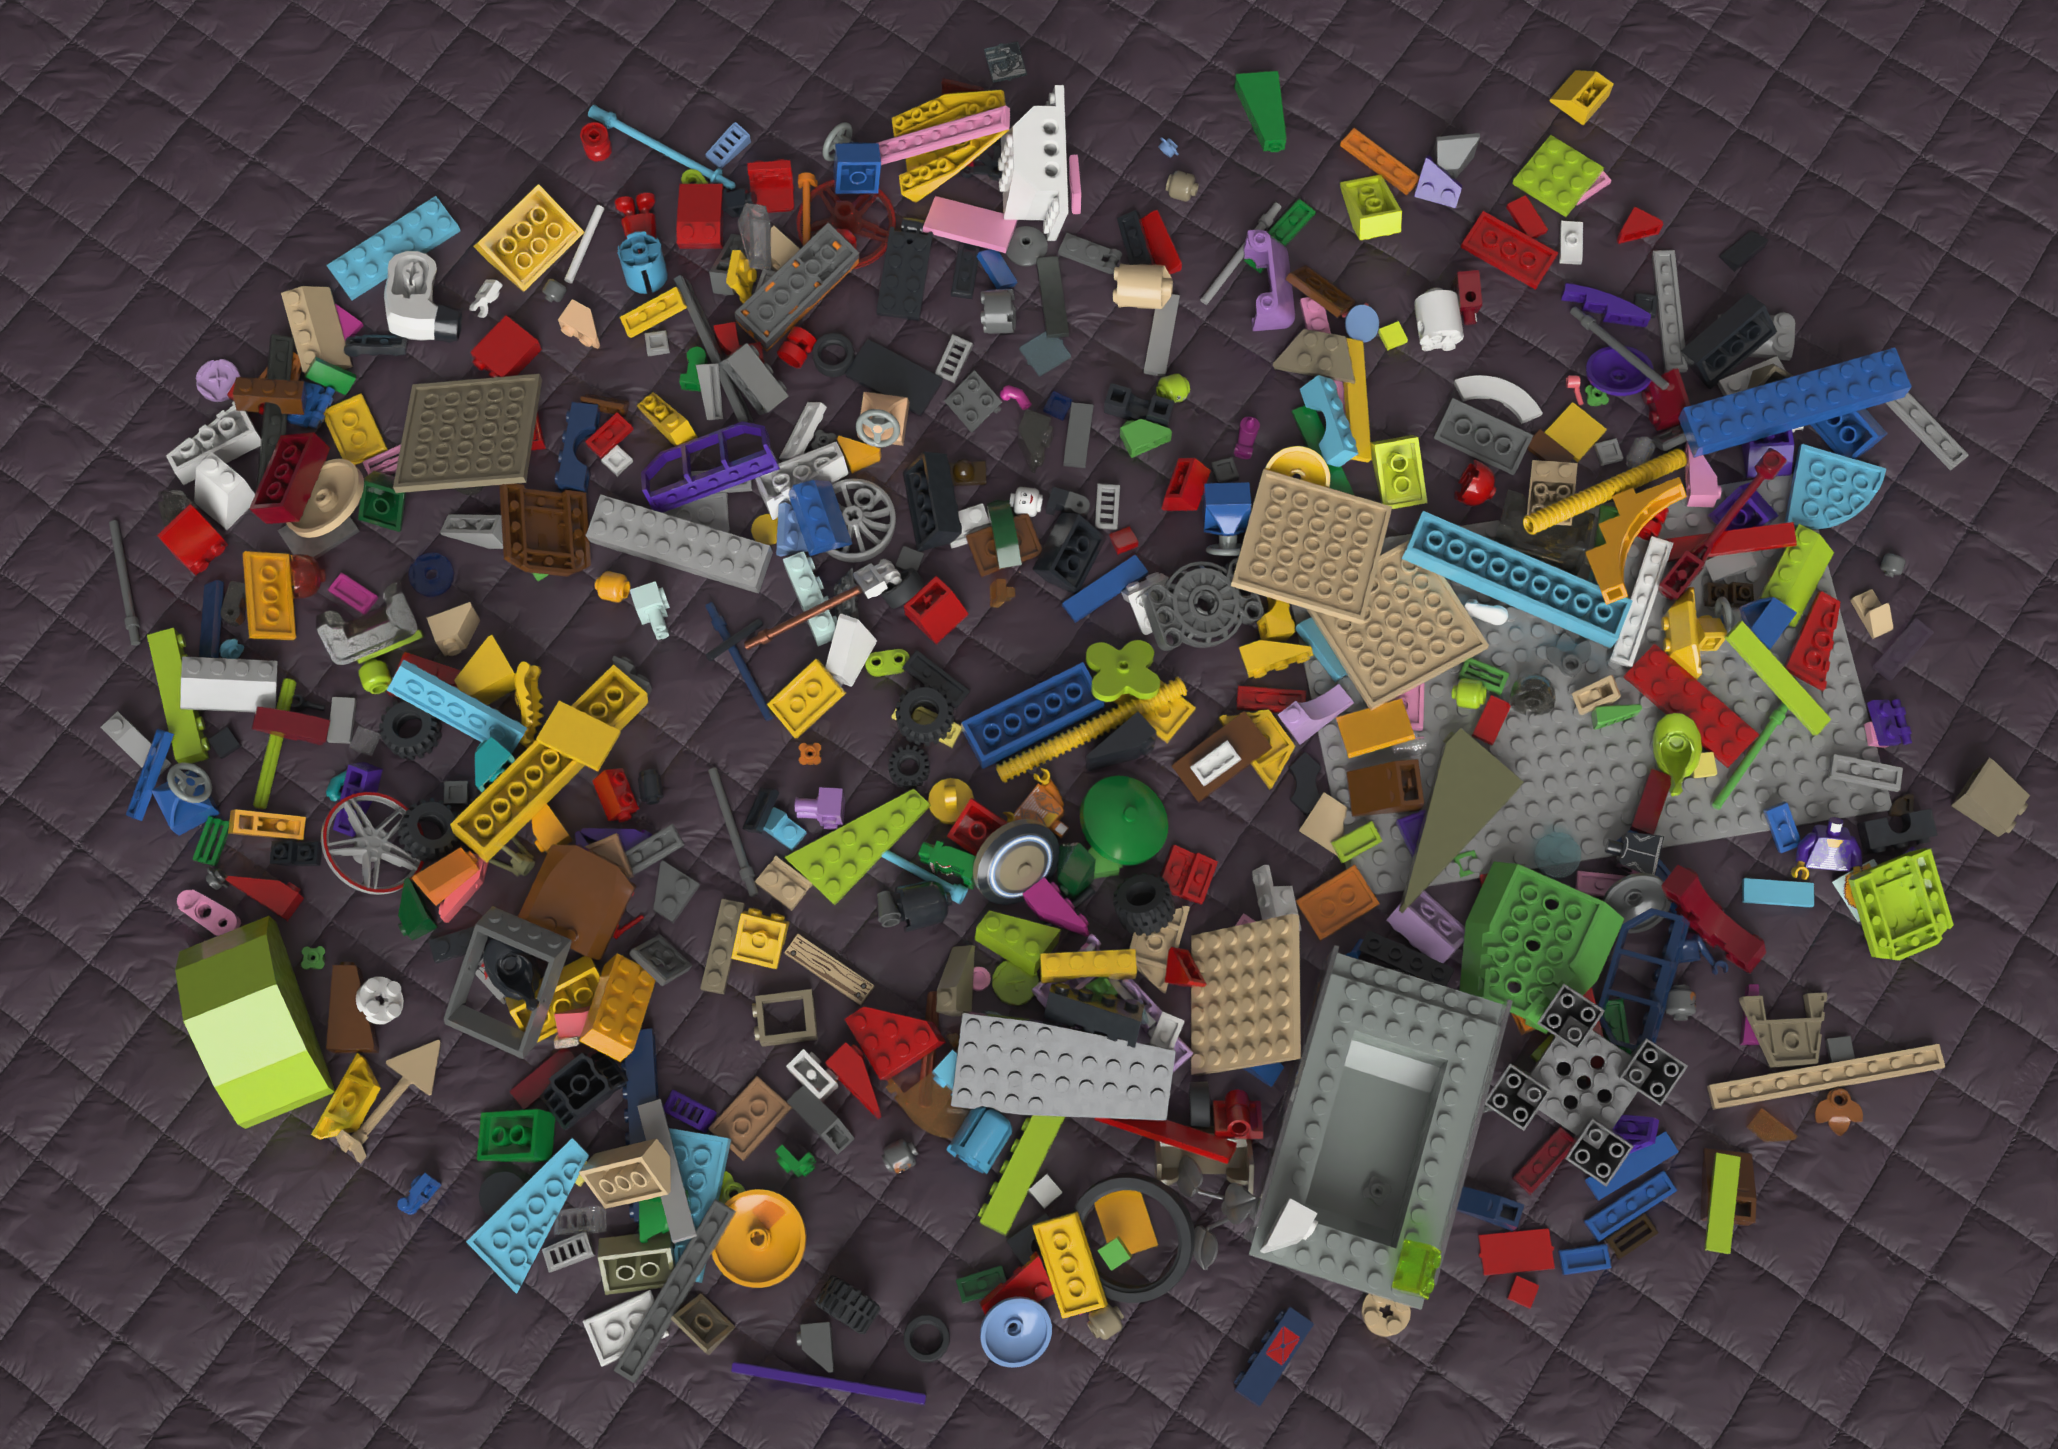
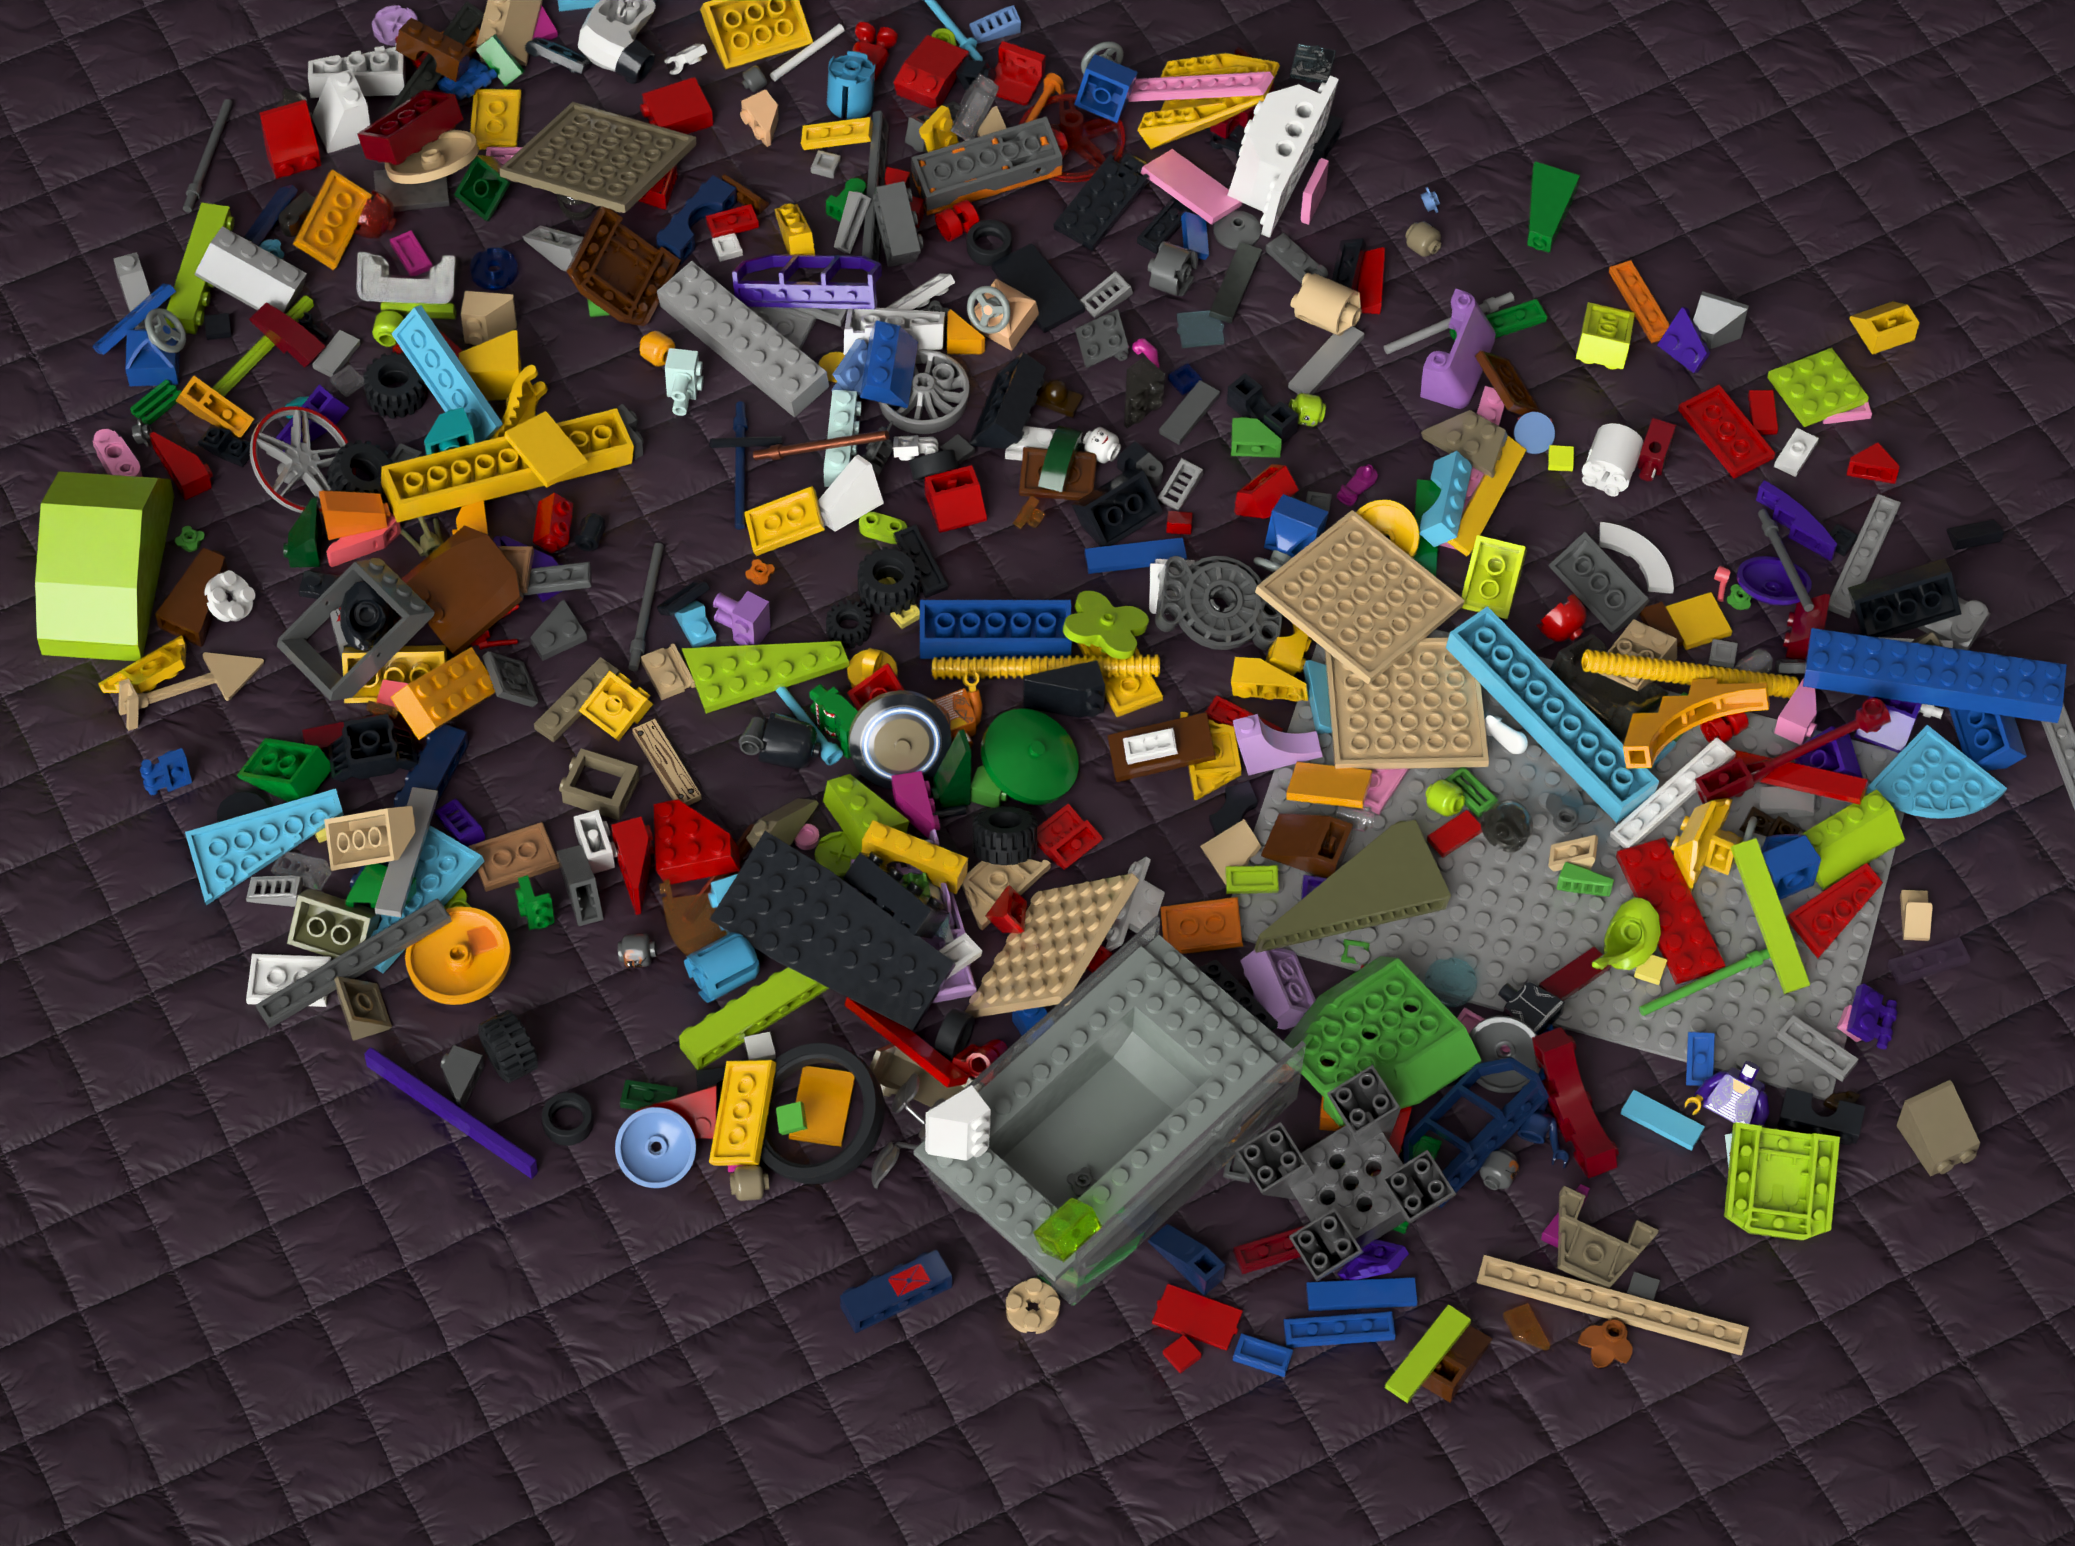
camera: 25 degrees right, 15 degrees down
(1615, 1247) = (1321, 1366): dark brown tile -> none
(1892, 564) = (1963, 879): dark grey piece -> none

